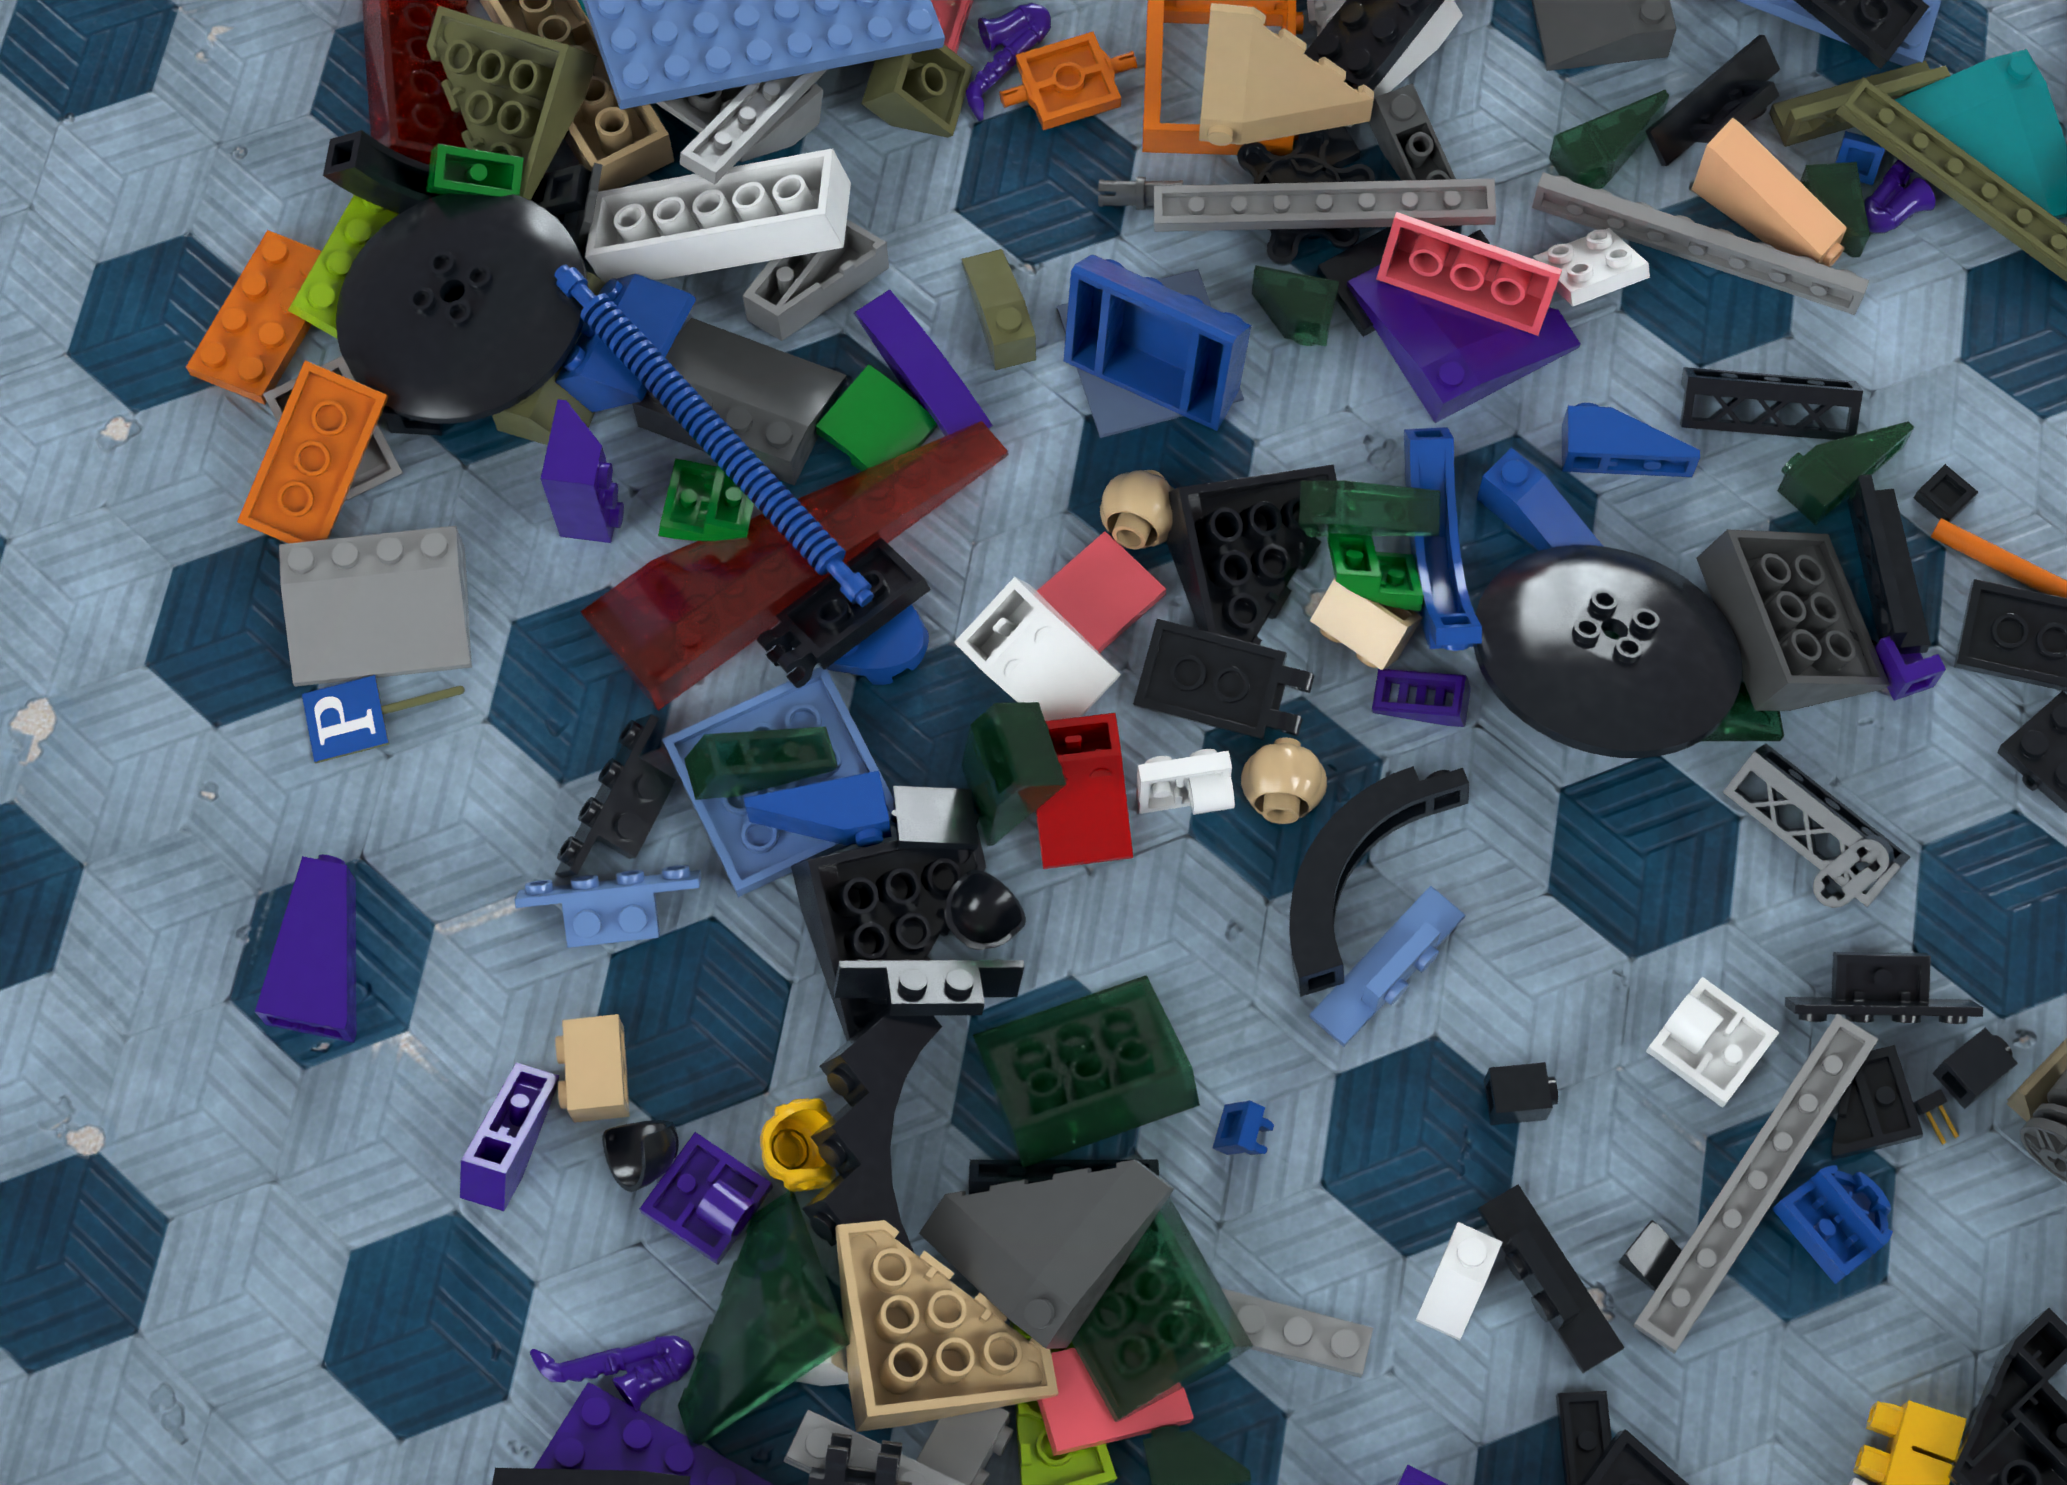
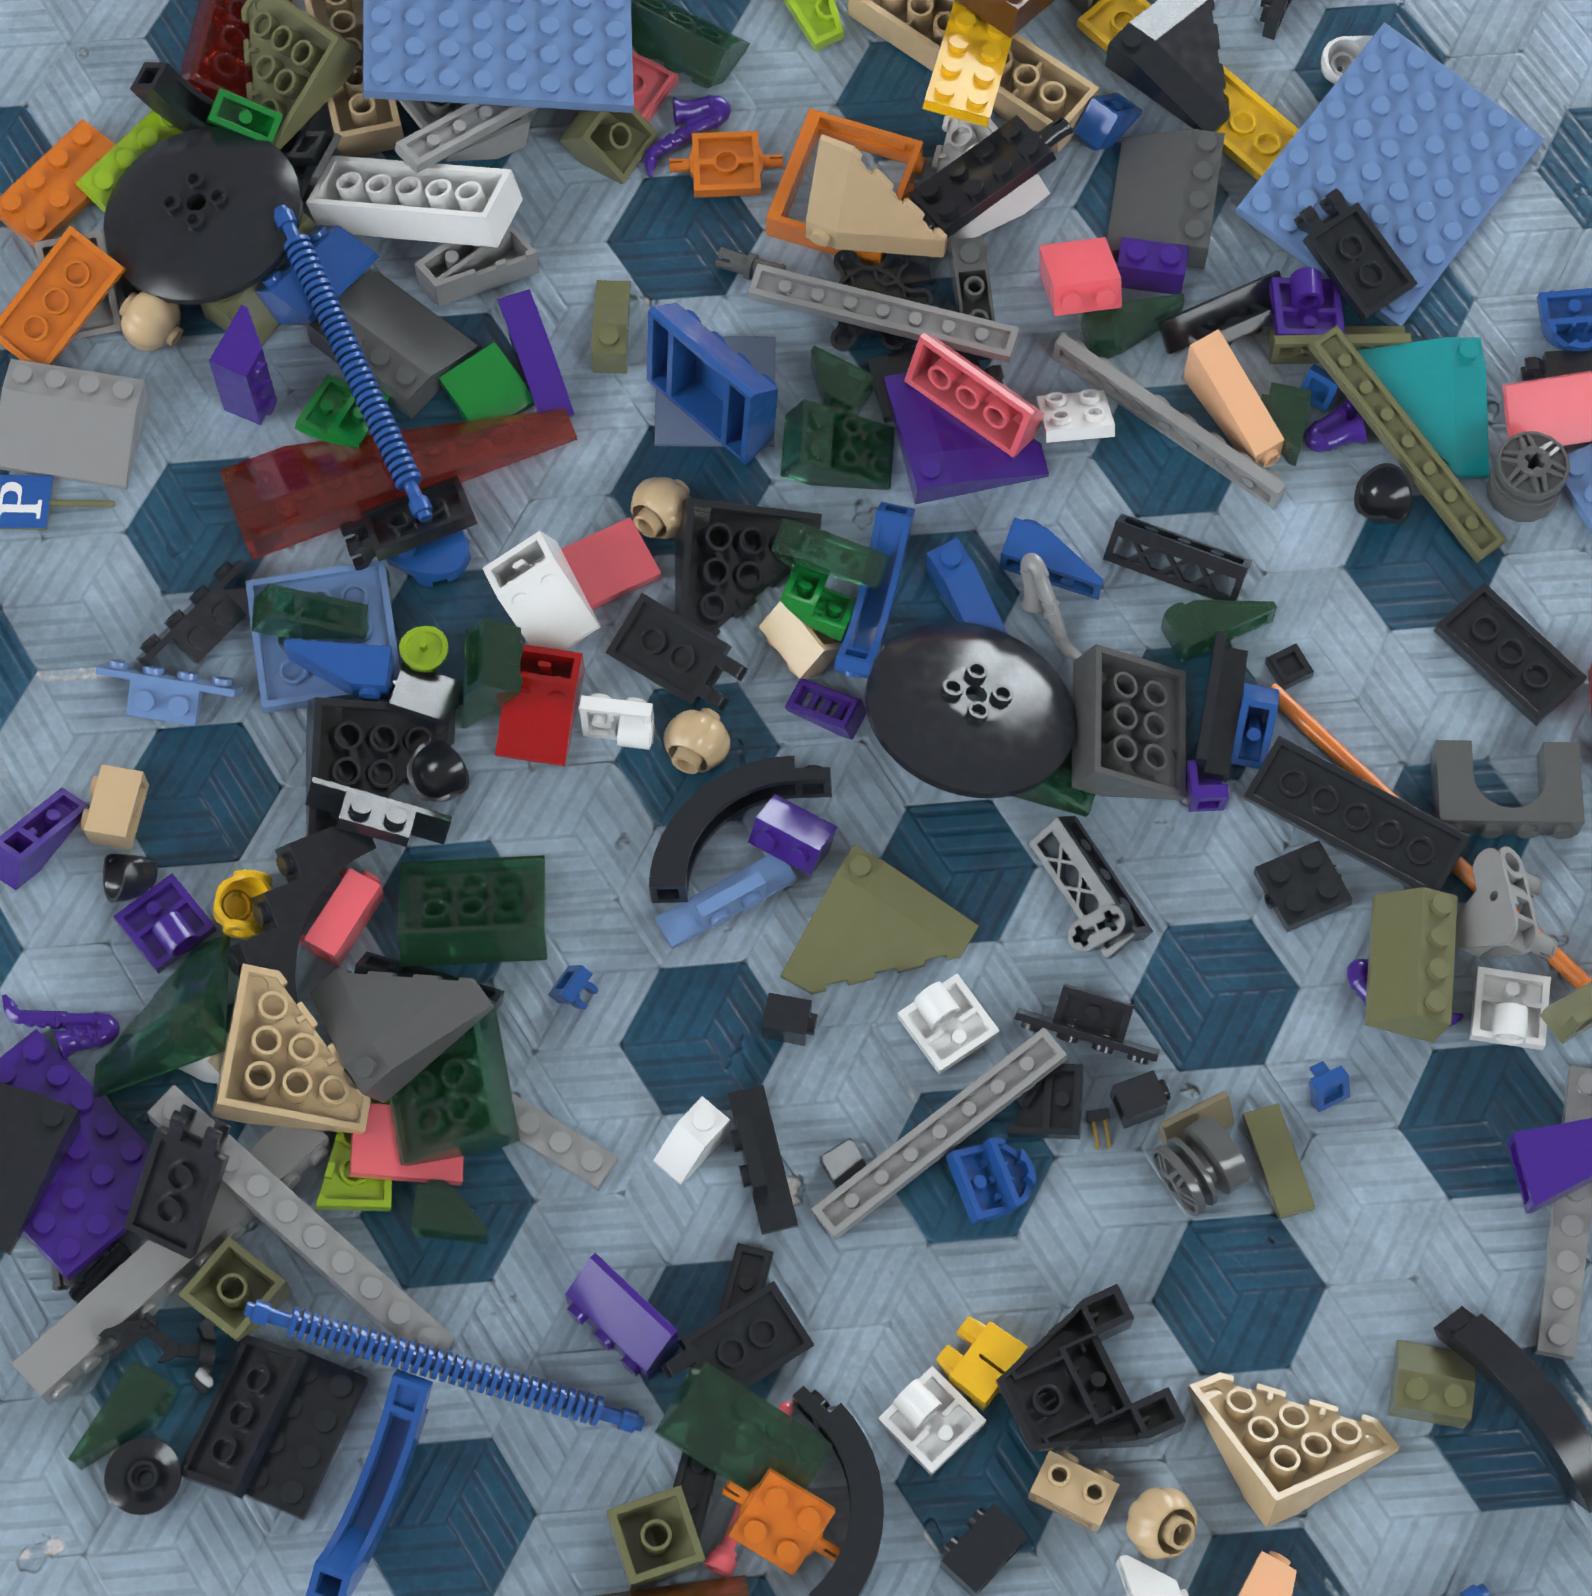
camera: 15 degrees right, 0 degrees up
(435, 453) = (150, 321): none -> tan plant
(914, 761) = (424, 649): none -> lime piece
(929, 1123) = (344, 916): none -> coral brick
(1320, 381) = (836, 448): none -> clear green slope
(1443, 863) = (792, 834): none -> dark purple brick
(1538, 101) = (1080, 276): none -> coral brick
(1577, 945) = (872, 924): none -> olive slope
(1612, 68) = (1152, 265): none -> dark purple brick
(1630, 489) = (1040, 597): none -> light grey piece
(1809, 64) = (1305, 304): none -> dark purple plate
(1940, 573) = (1254, 725): none -> blue slope
(1981, 262) = (1384, 495): none -> black helmet

